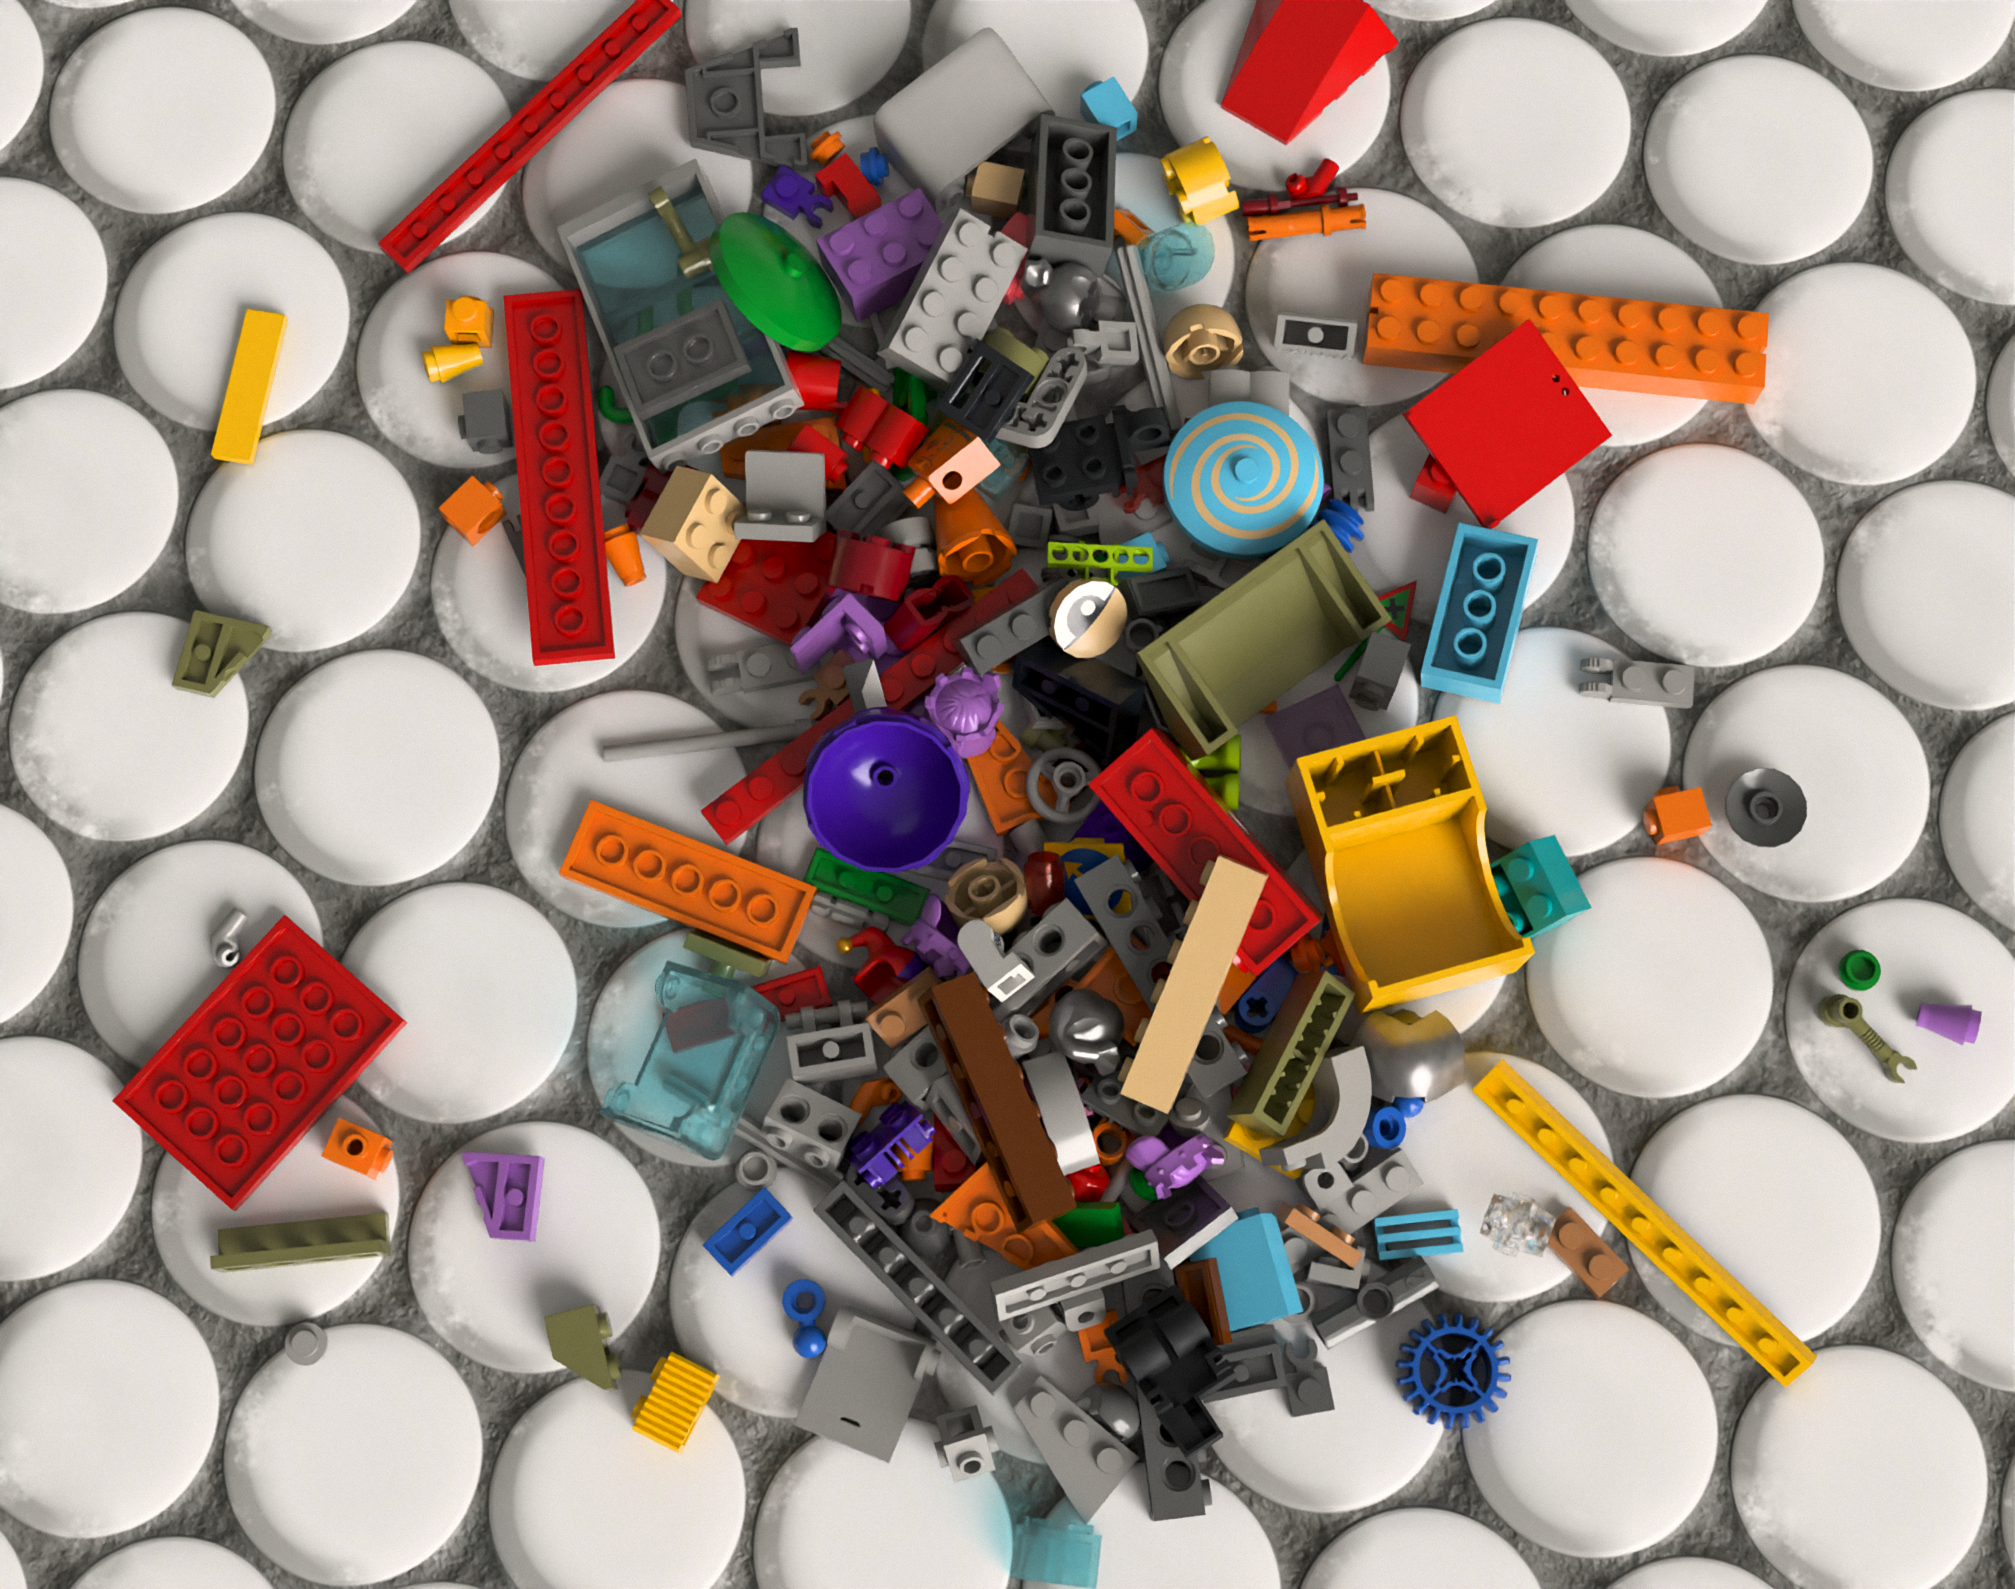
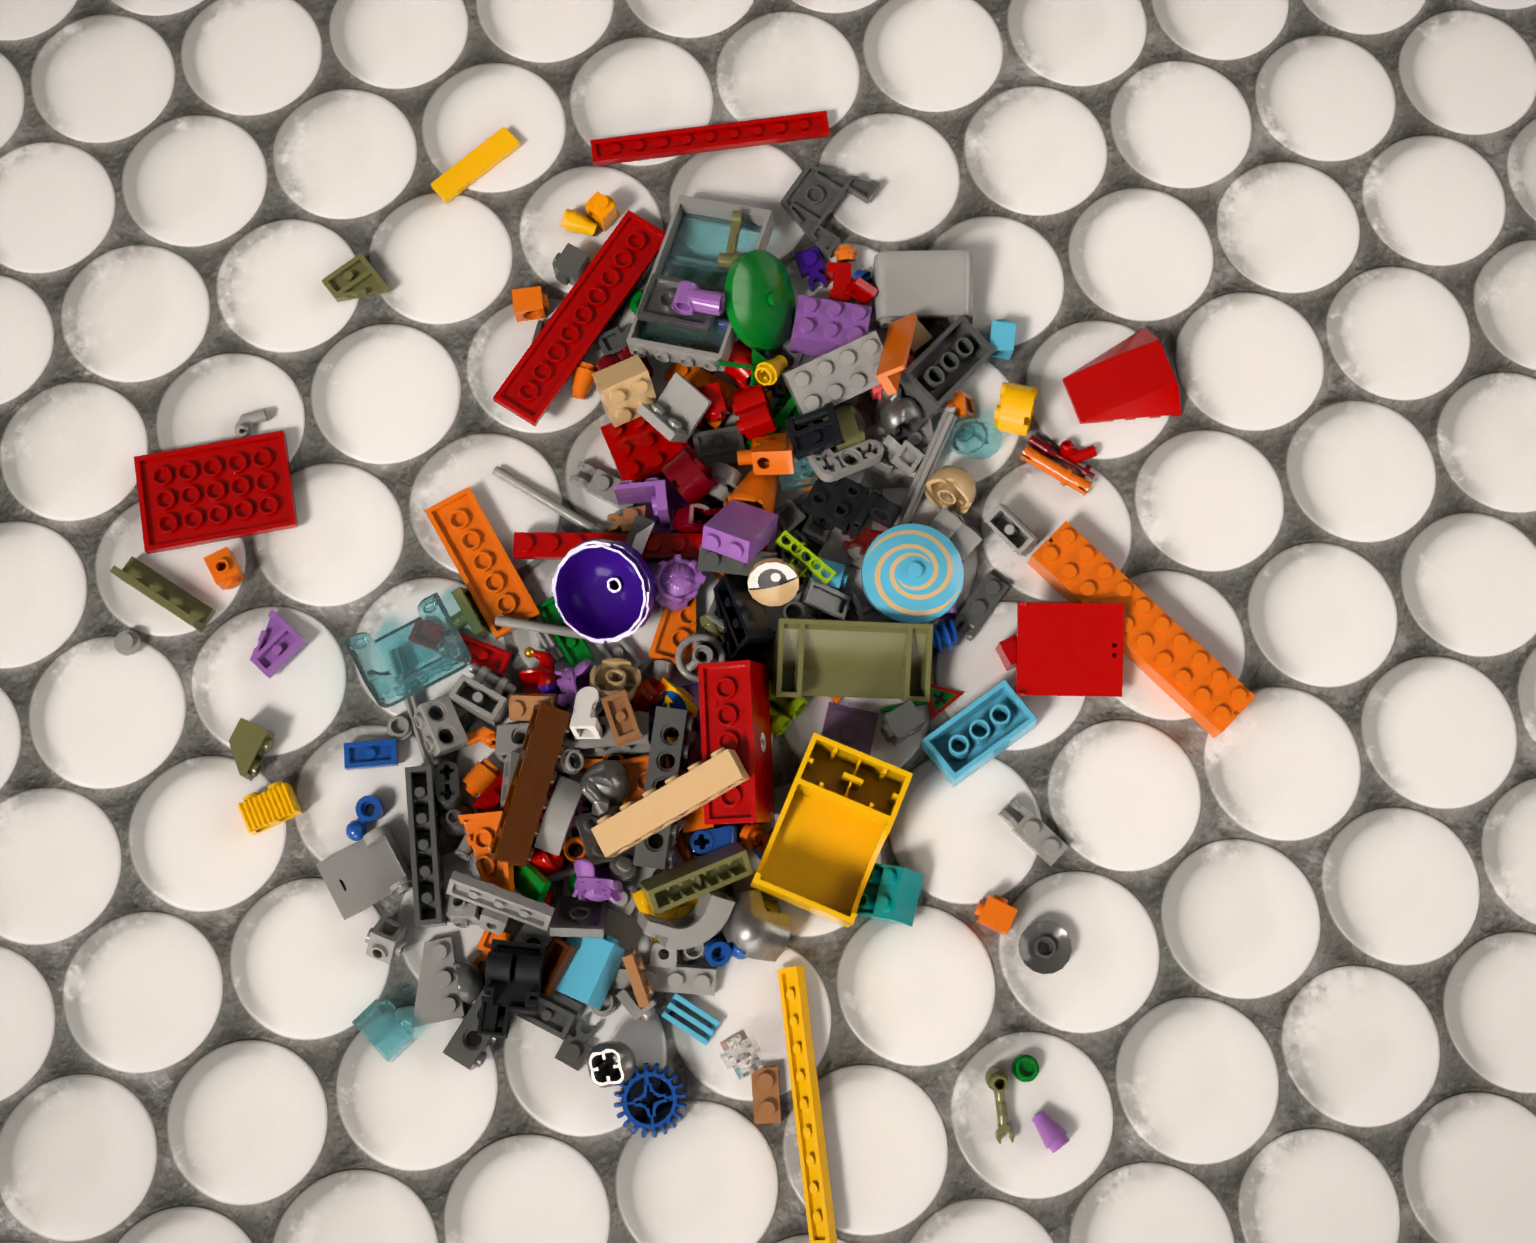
camera: 35 degrees right, 0 degrees up
(697, 340) = (692, 298): none -> medium lavender piece
(830, 905) = (536, 627): none -> light grey bar
(843, 366) = (756, 359): none -> green piece
(860, 361) = (770, 370): none -> yellow cone
(889, 177) = (861, 290): none -> red tile
(896, 1122) = (461, 760): dark purple hinge -> none
(995, 585) = (739, 531): none -> medium lavender brick
(1007, 214) = (895, 352): none -> orange panel
(1041, 929) = (621, 718): none -> medium nougat plate
(1374, 1363) = (611, 1063): none -> flat silver piece
(1398, 1290) = (622, 1030): dark grey piece -> none

